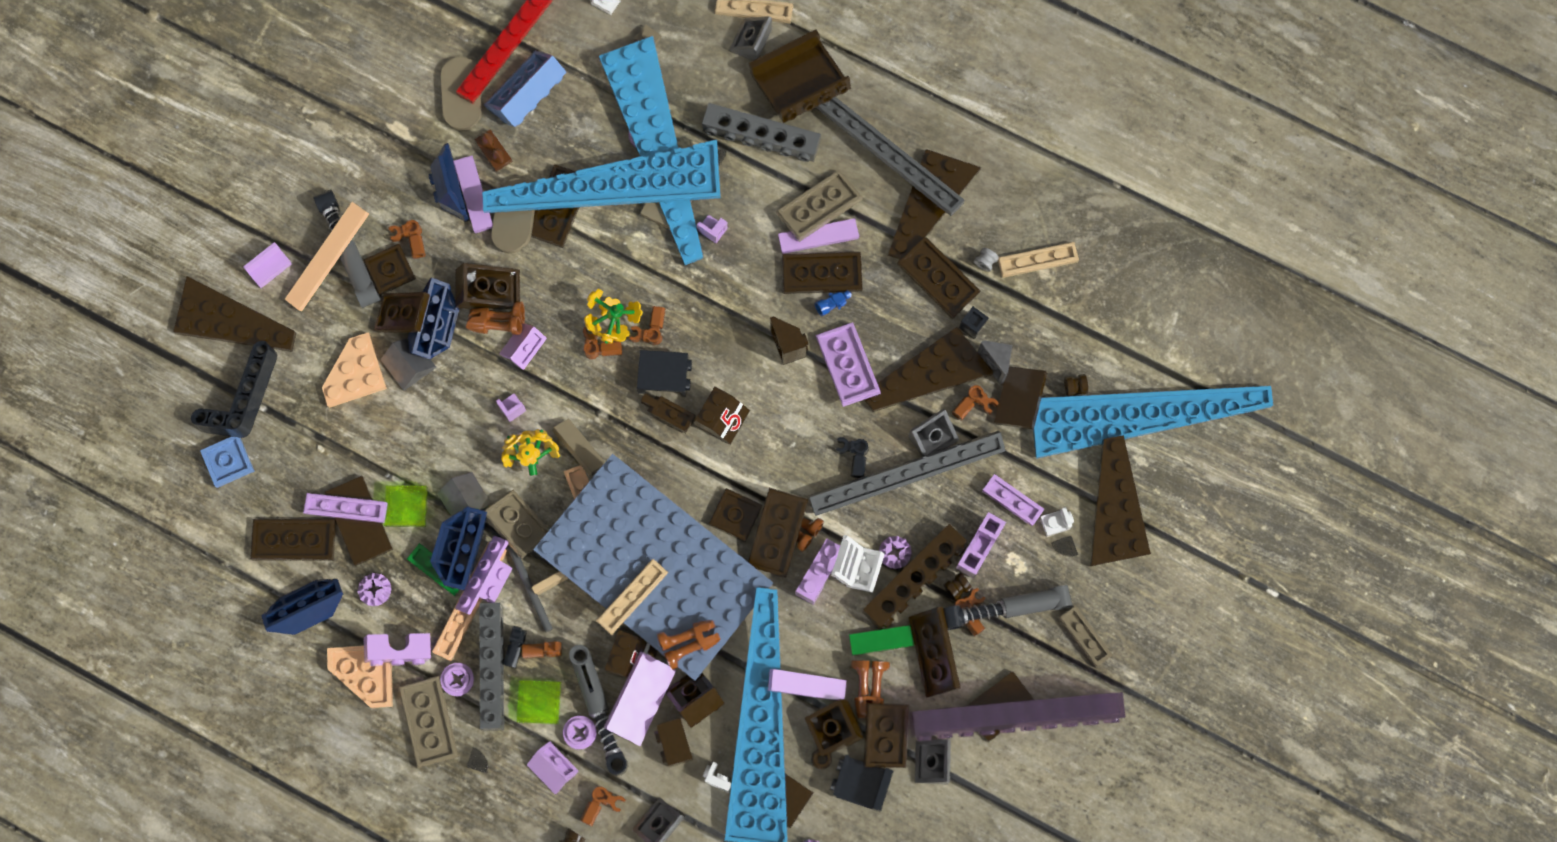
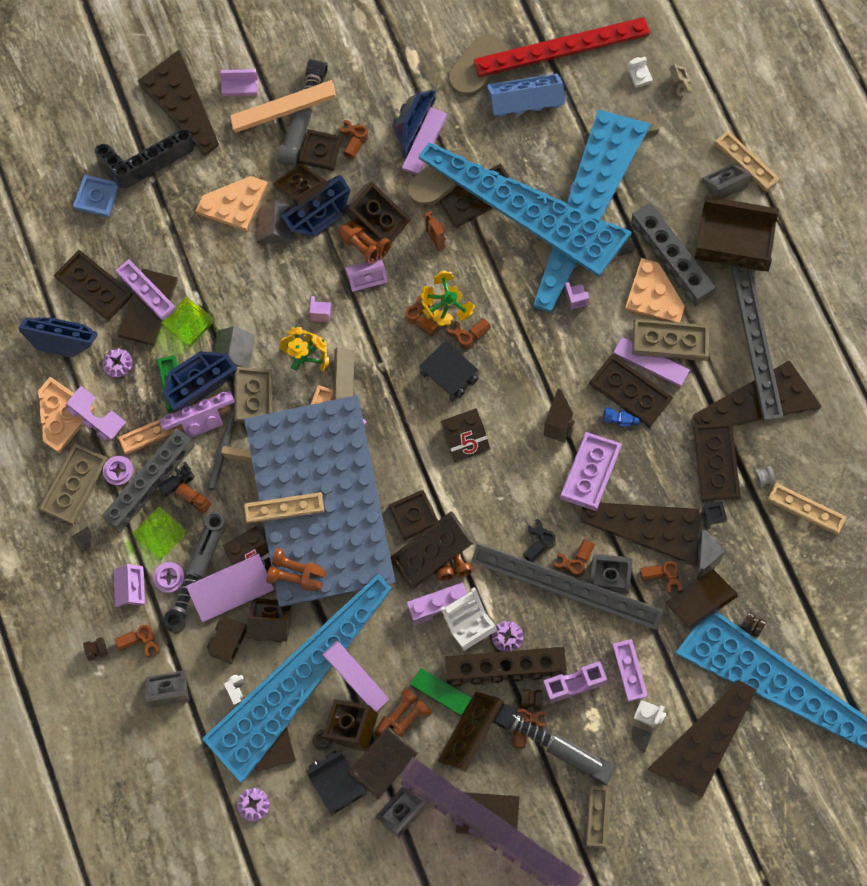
camera: 45 degrees right, 5 degrees down
(493, 150) = (465, 121): reddish brown tile -> none
(552, 263) = (436, 231): none -> dark orange plate
(669, 412) = (429, 402): dark brown hinge -> none
(773, 177) = (654, 294): none -> light nougat plate
(902, 451) = (576, 567): none -> dark orange bar

